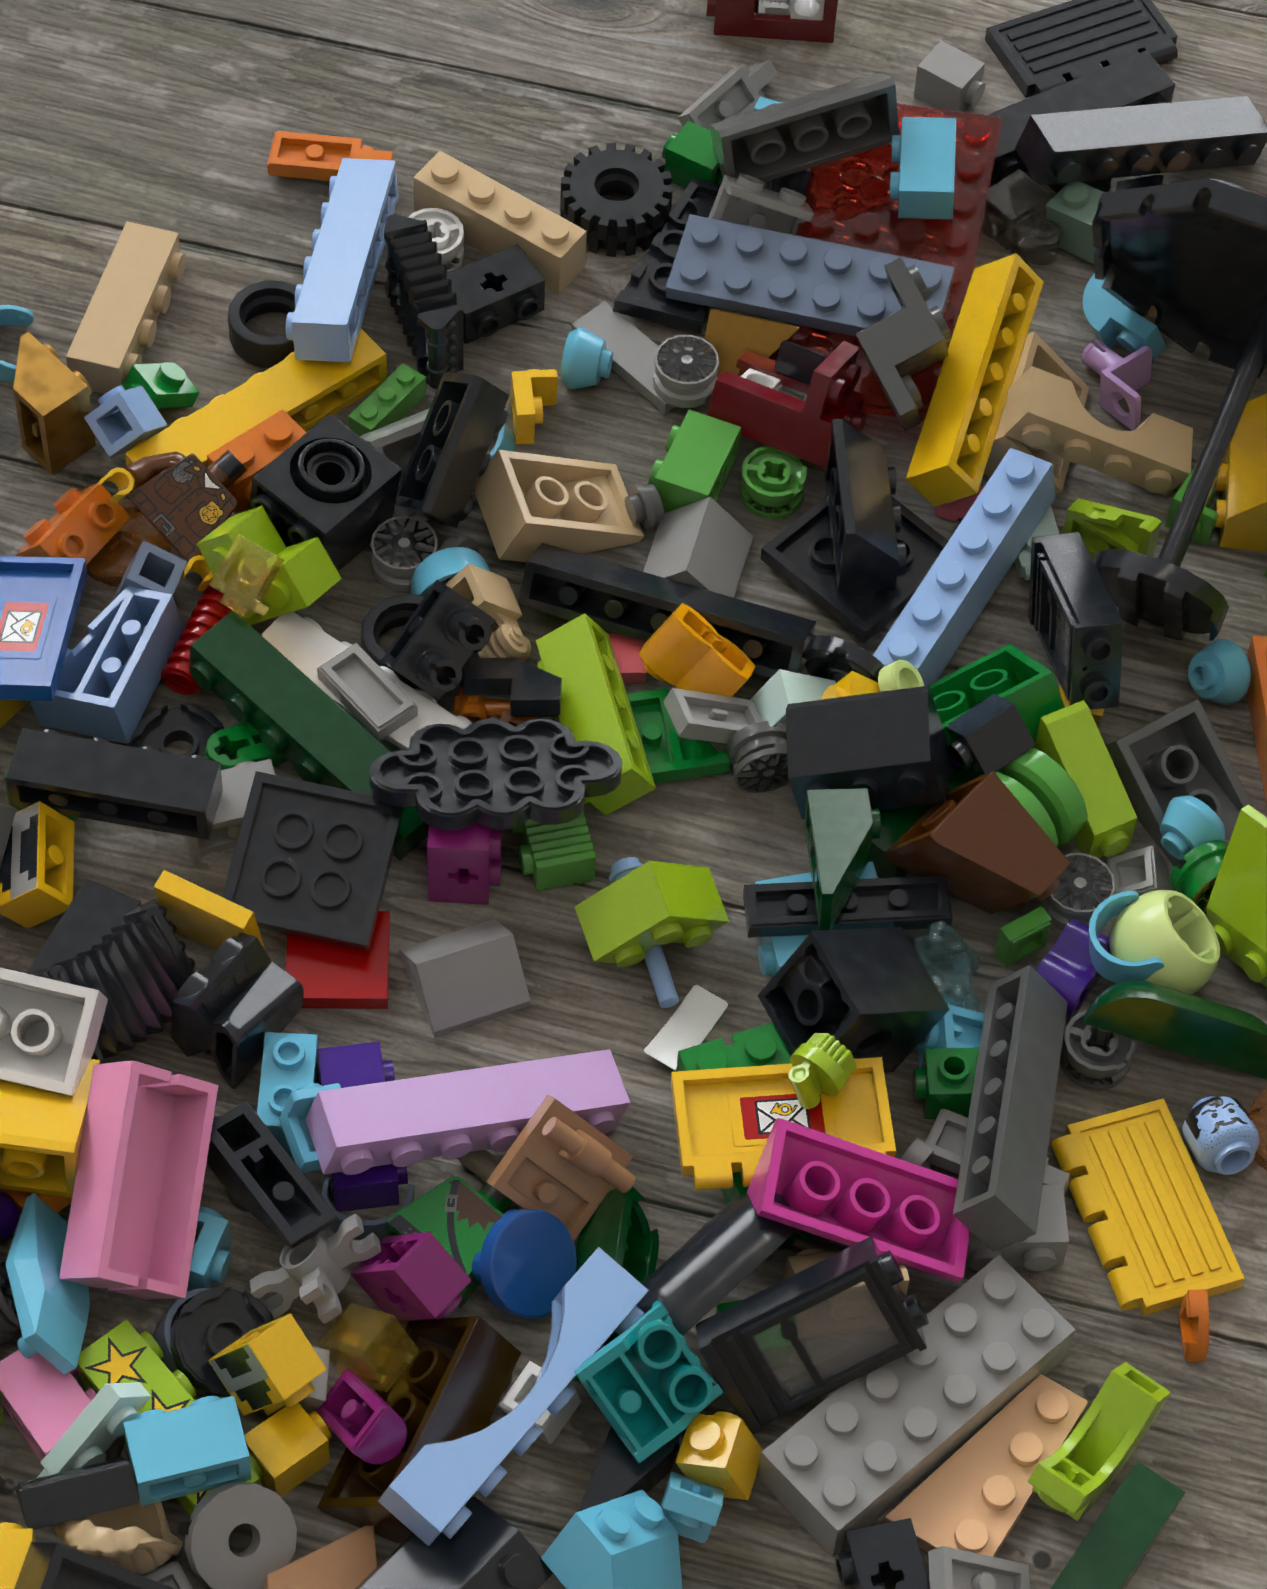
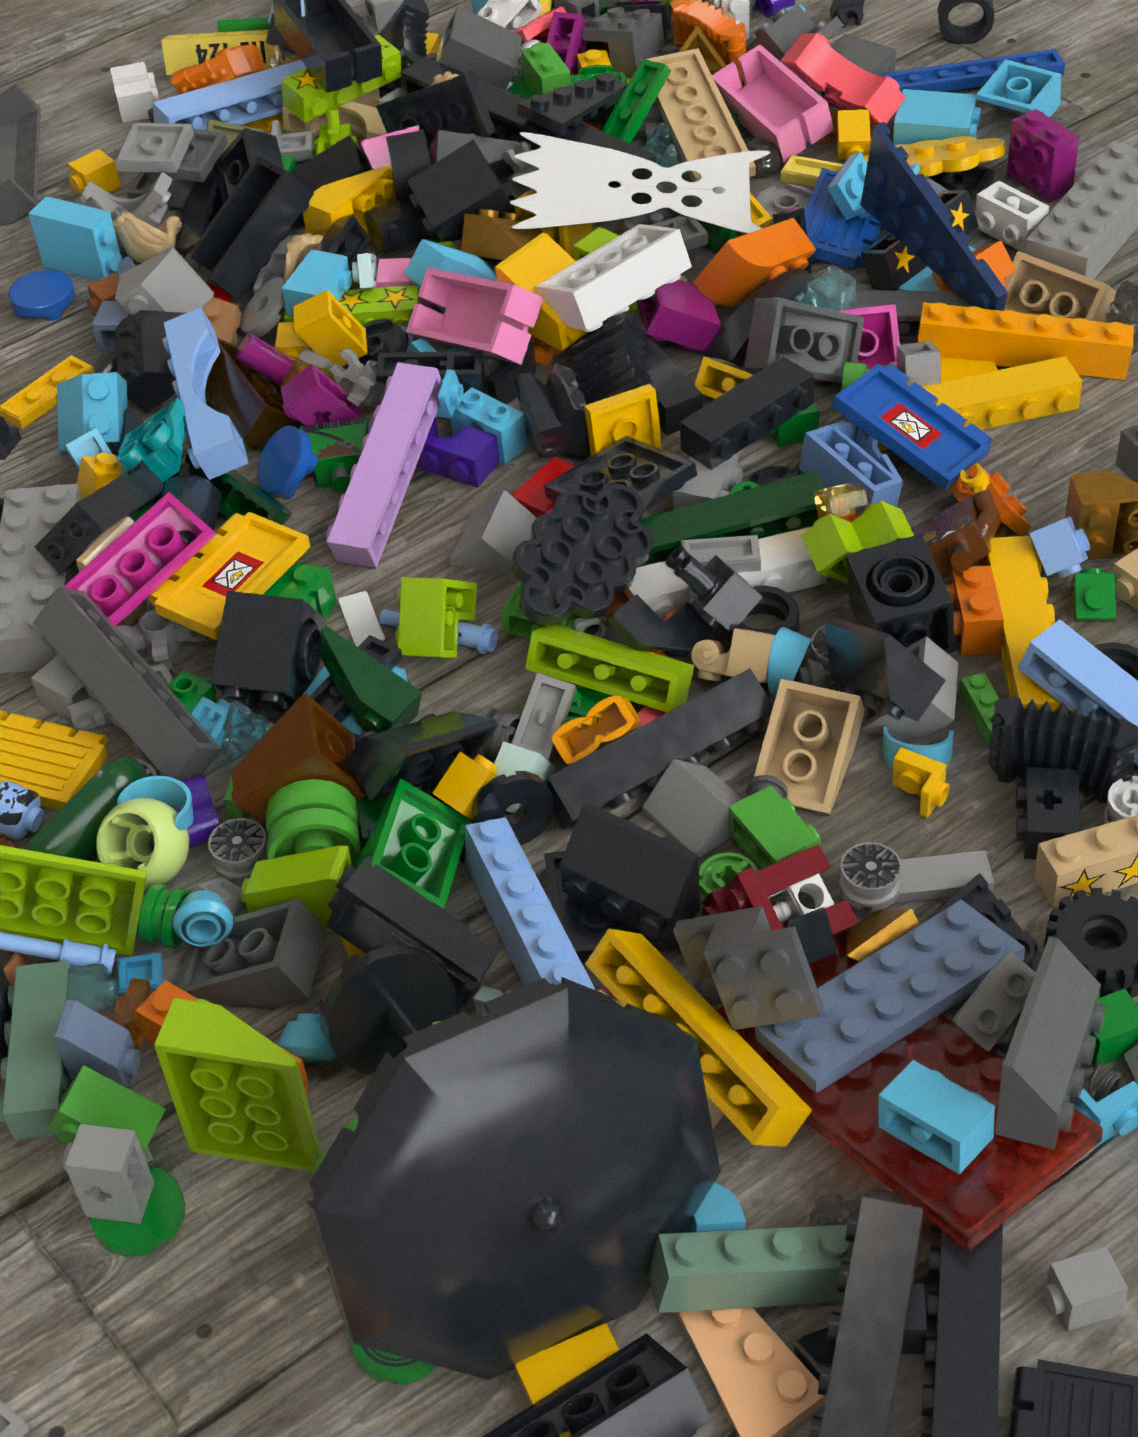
camera: 135 degrees right, 10 degrees down
(153, 570) = (911, 498): sand blue brick -> none
(562, 1166) = (313, 488): medium nougat plate -> none
(585, 359) = (938, 831): medium azure cone -> none
(820, 1068) = (228, 575): lime piece -> none
(899, 676) = (460, 806): yellowish green tile -> none
(989, 736) = (361, 807): black brick -> none

